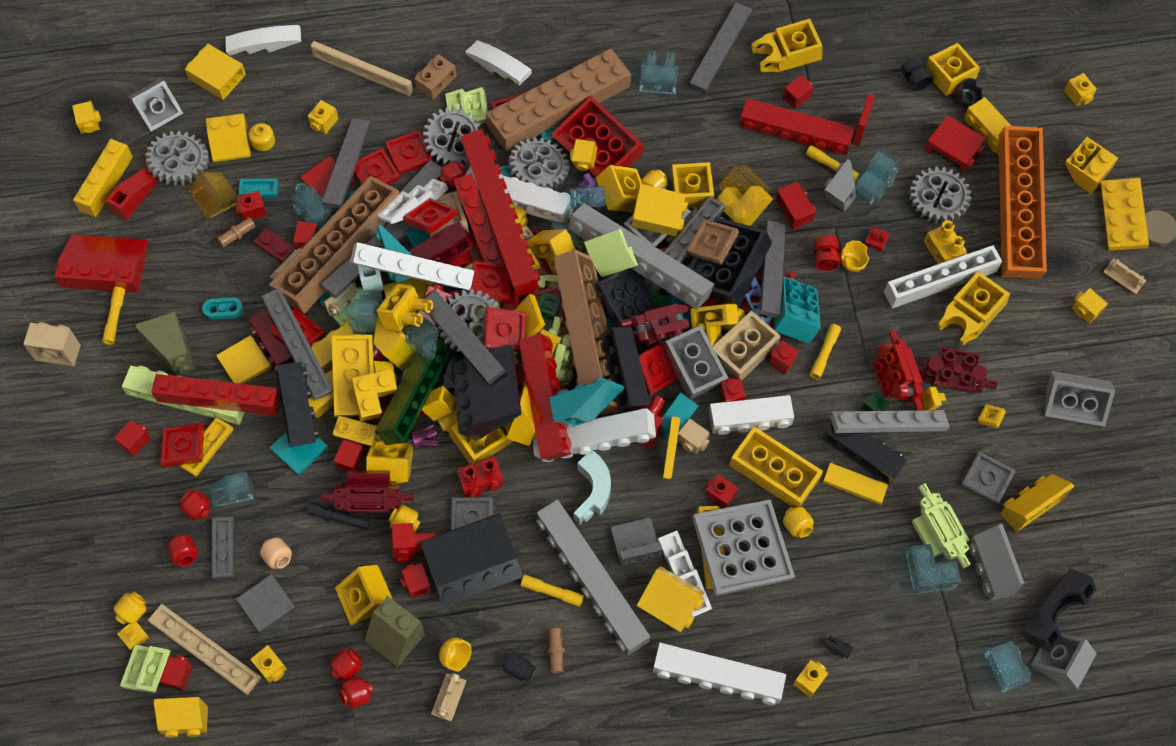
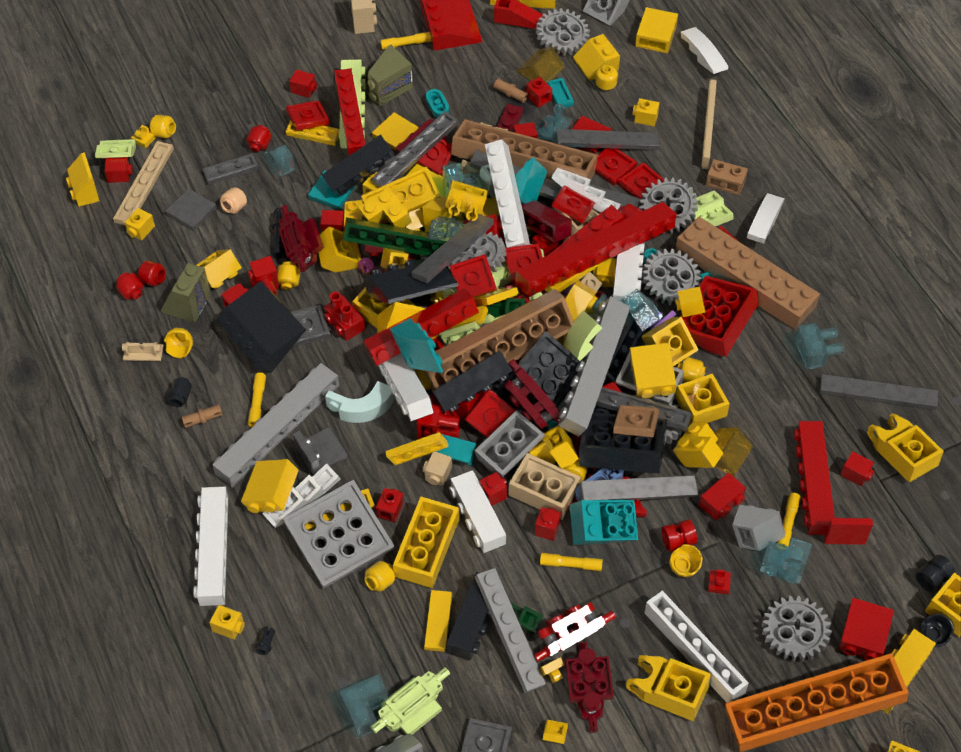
camera: 75 degrees right, 10 degrees down
(182, 550) = (218, 142): red head -> none
(944, 243) = (738, 643): yellow brick -> none

